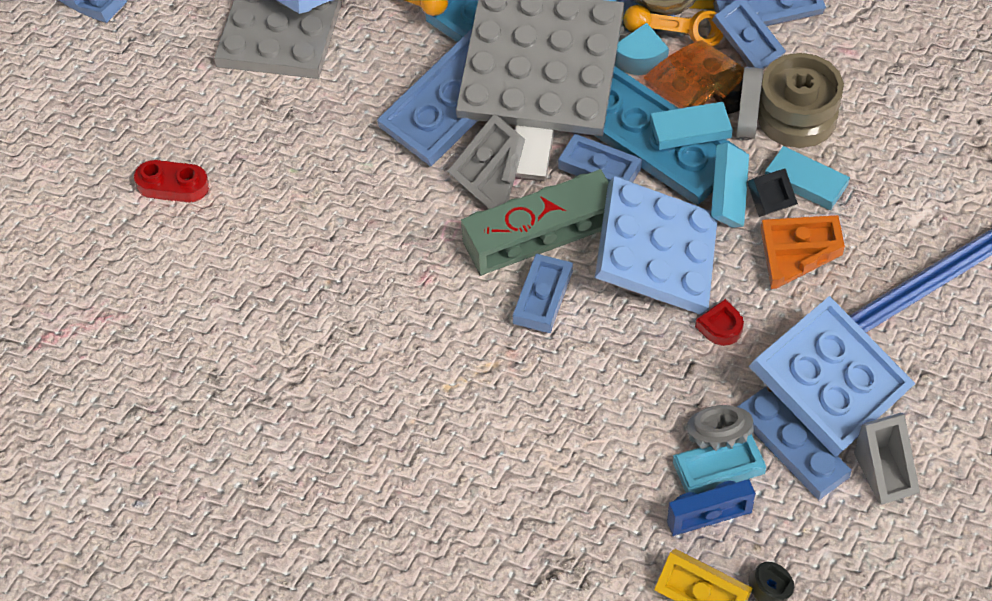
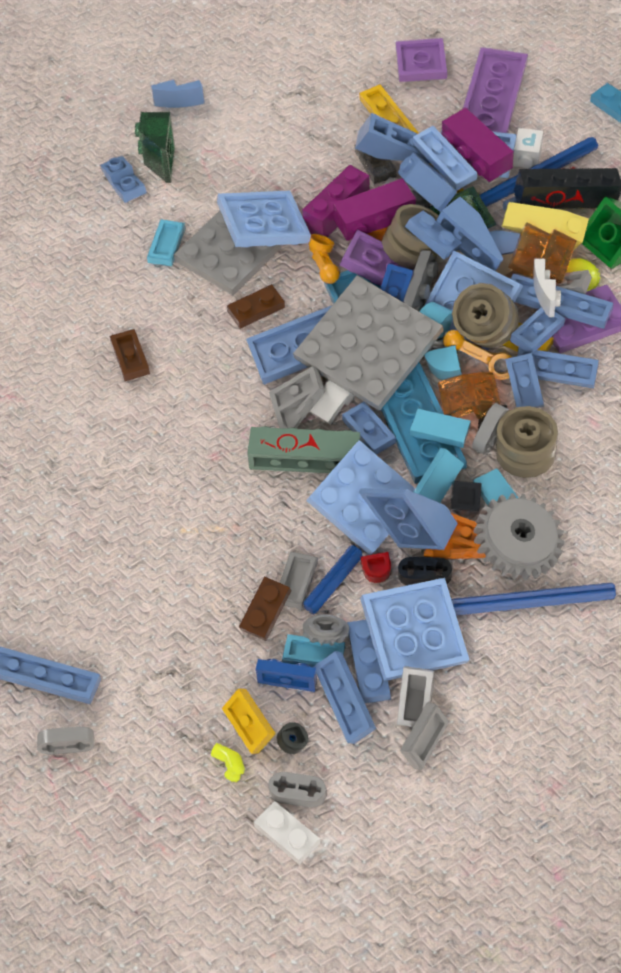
camera: 30 degrees right, 0 degrees up
(167, 181) = (95, 324): red plate -> none
(192, 49) = (166, 242): none -> medium azure tile
(236, 199) = (129, 355): none -> reddish brown plate
(358, 79) = (255, 306): none -> reddish brown plate
(542, 293) = (276, 497): medium blue plate -> none
(625, 436) = (265, 608): none -> reddish brown plate
(635, 384) = (298, 576): none -> light grey tile
(680, 363) = (332, 579): none -> blue axle
(742, 241) = (411, 518): none -> medium blue slope
(782, 300) = (424, 569): none -> black beam
(804, 500) = (344, 697): none -> medium blue plate
(872, 211) = (518, 536): none -> light grey gear
(932, 501) = (424, 736): none -> light grey tile

